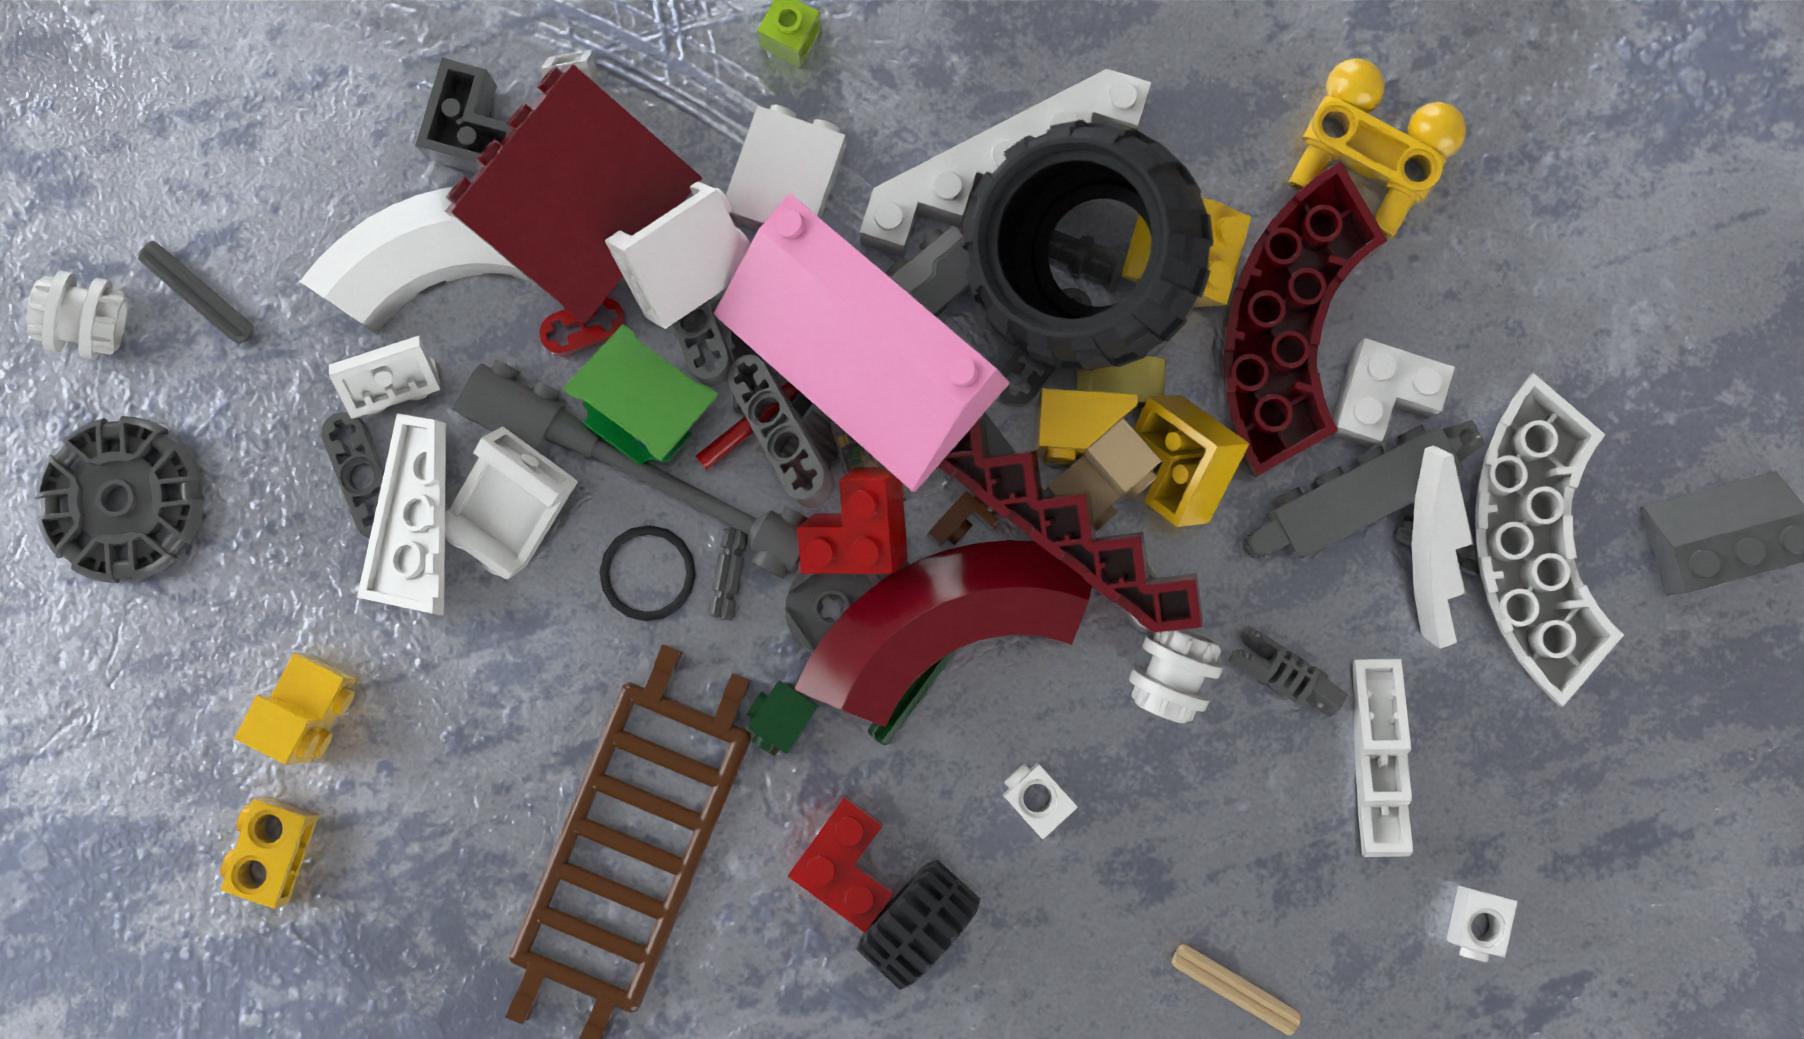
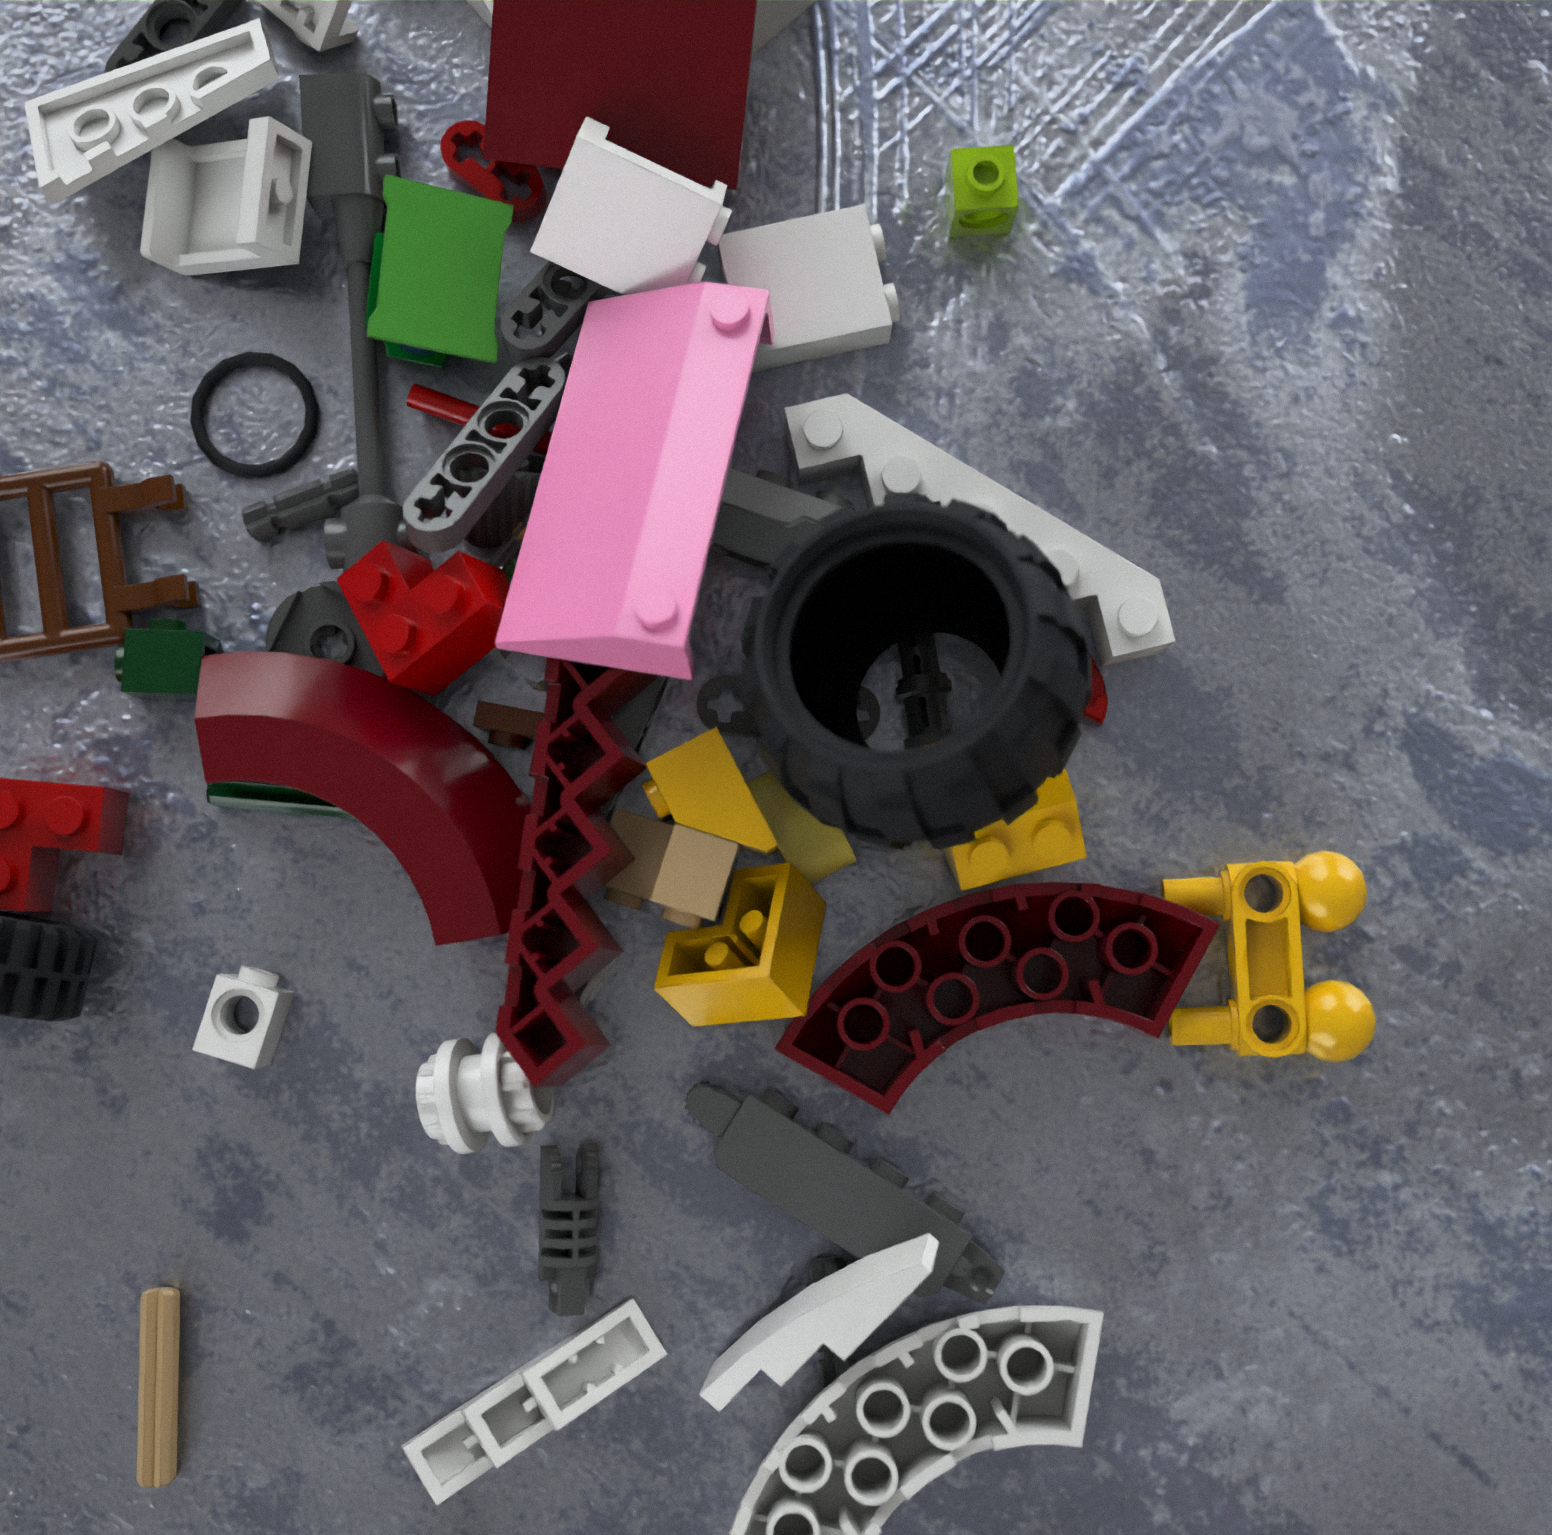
camera: 60 degrees right, 0 degrees up
(1382, 380) = (989, 1131): white brick -> none

